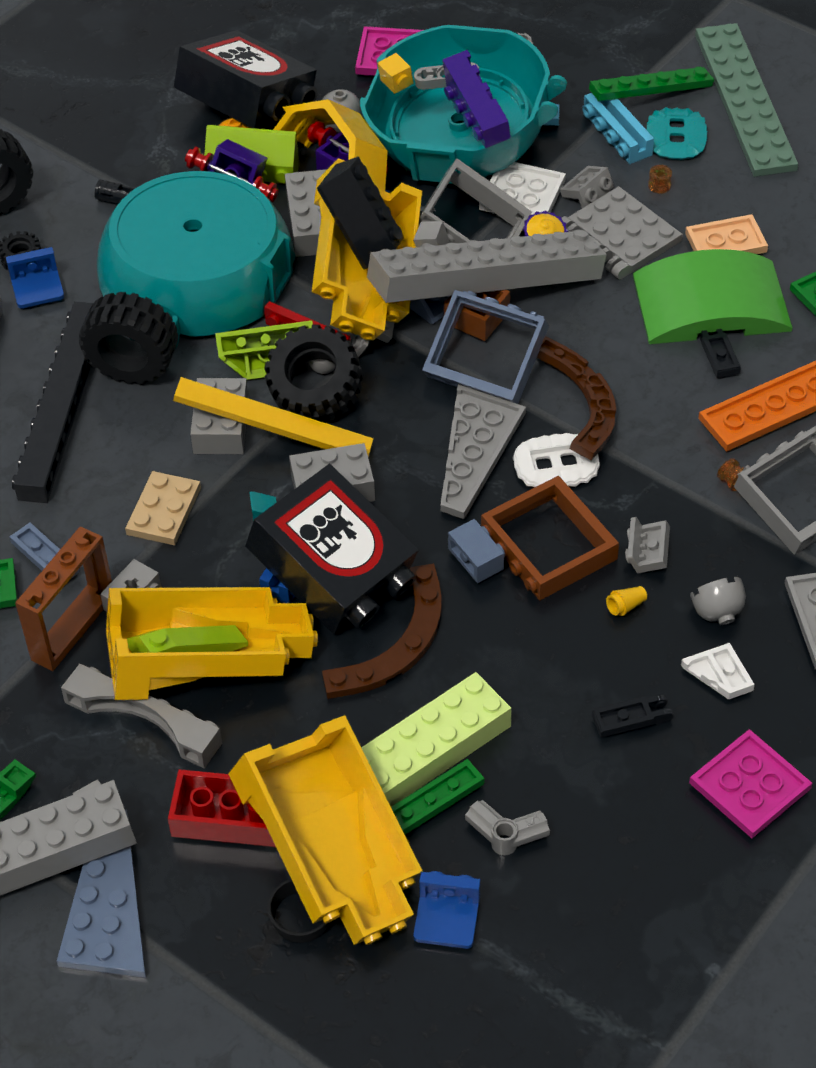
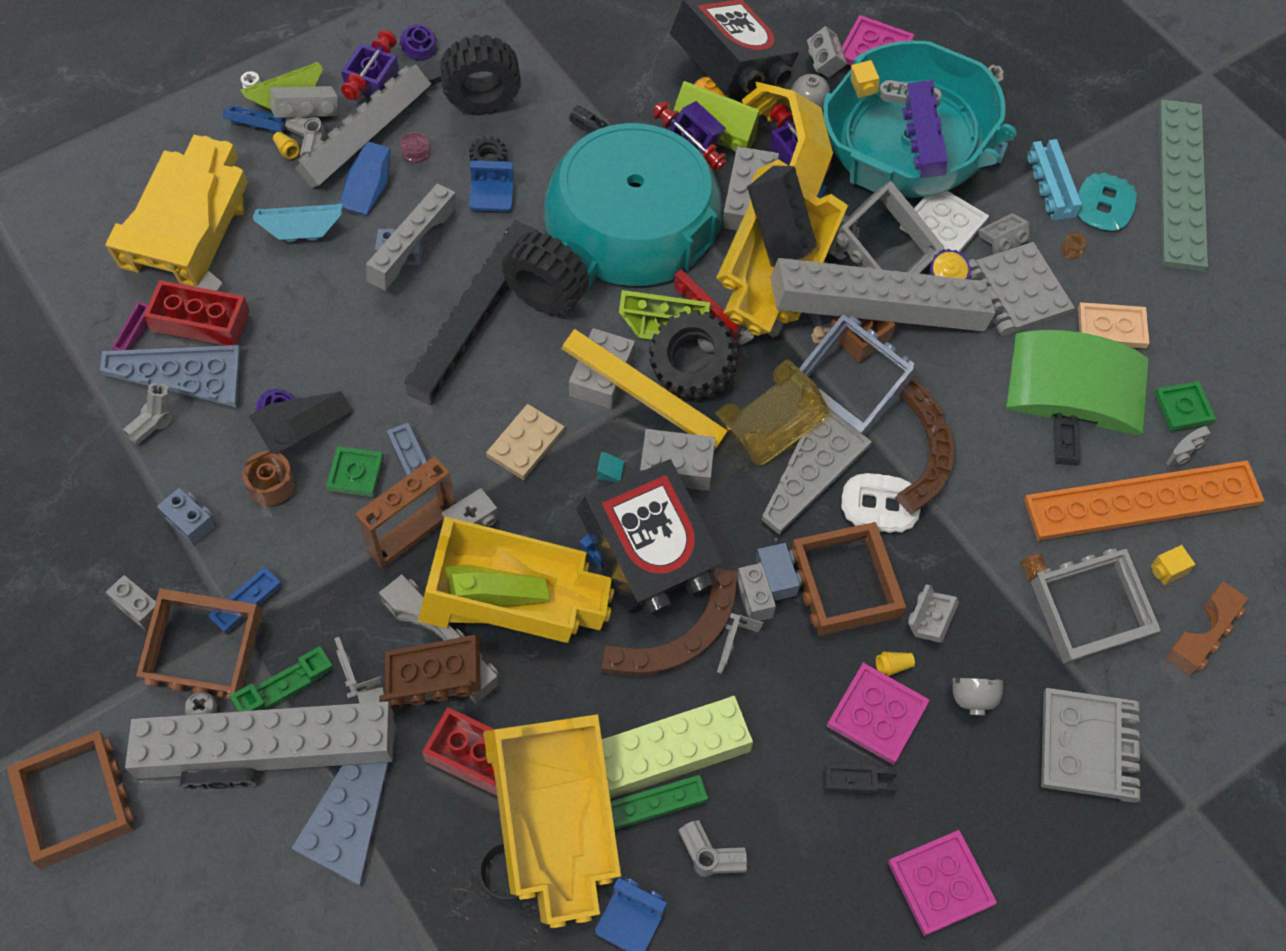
camera: 15 degrees right, 10 degrees up
(85, 777) = (351, 682): none -> light grey piece
(149, 742) = (432, 671): none -> reddish brown bracket
(343, 67) = (826, 52): none -> light grey brick
(422, 408) = (777, 415): none -> clear yellow windscreen
(431, 234) = (842, 252): light grey slope -> none
(433, 325) = (819, 334): none -> tan hand
(461, 576) = (755, 592): none -> light grey brick
(469, 608) = (752, 624): none -> light grey piece
(627, 650) = (878, 713): none -> dark pink plate
(651, 83) = (1099, 146): green plate -> none
(720, 670) = (954, 761): white wing -> none

